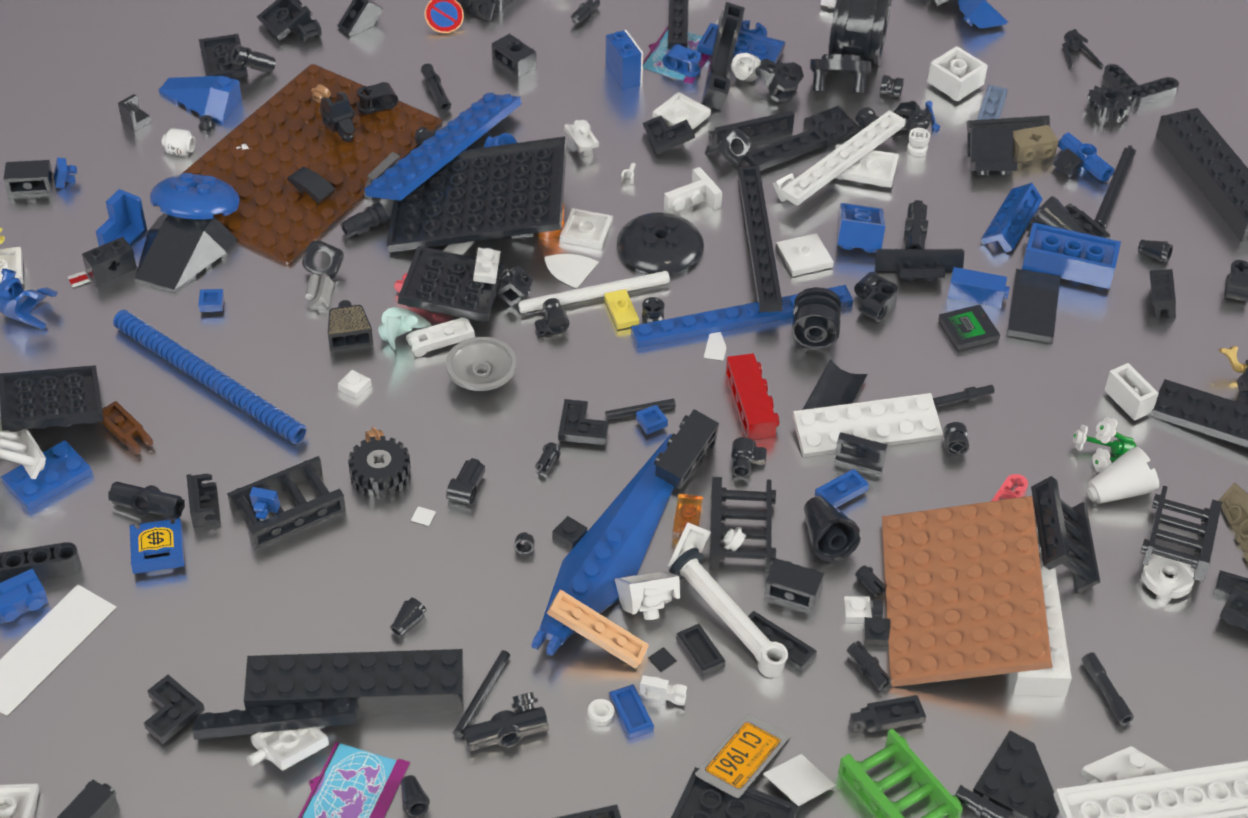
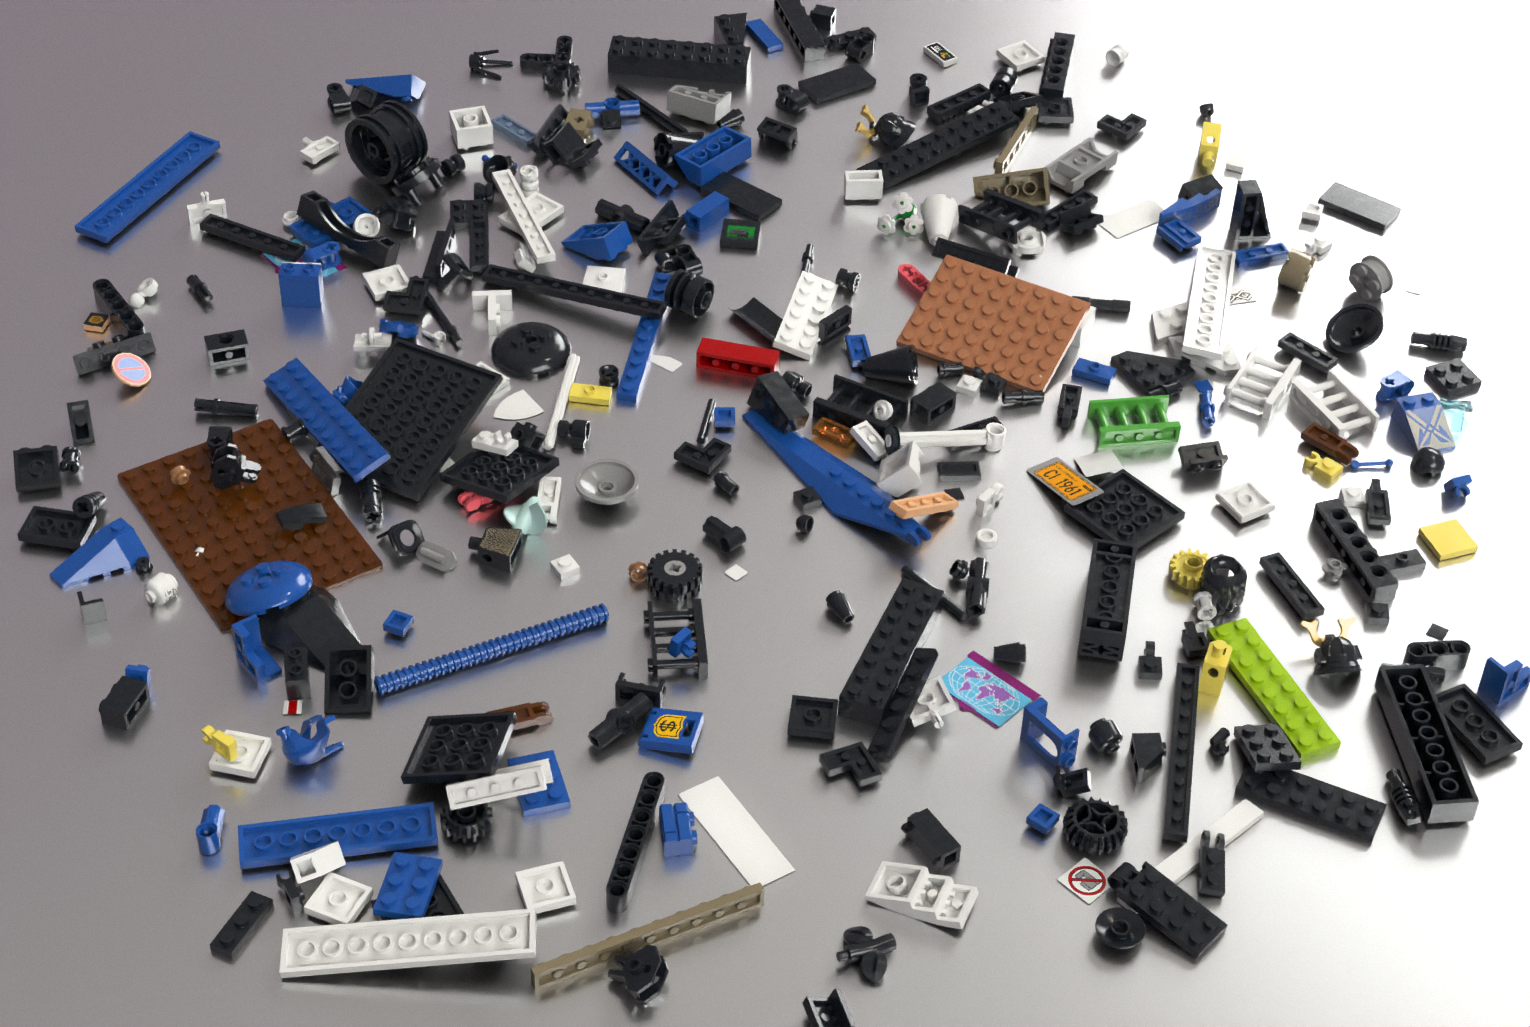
camera: 65 degrees left, 5 degrees down
(123, 289) = (349, 679): none -> black slope
(225, 650) = (812, 717): none -> black plate
(613, 144) = (402, 328): none -> blue plate
(631, 711) = (997, 522): blue tile -> none
(645, 180) = (451, 330): none -> black bar
(973, 723) = (1094, 371): none -> blue plate
(1152, 214) = (698, 104): none -> light grey wedge

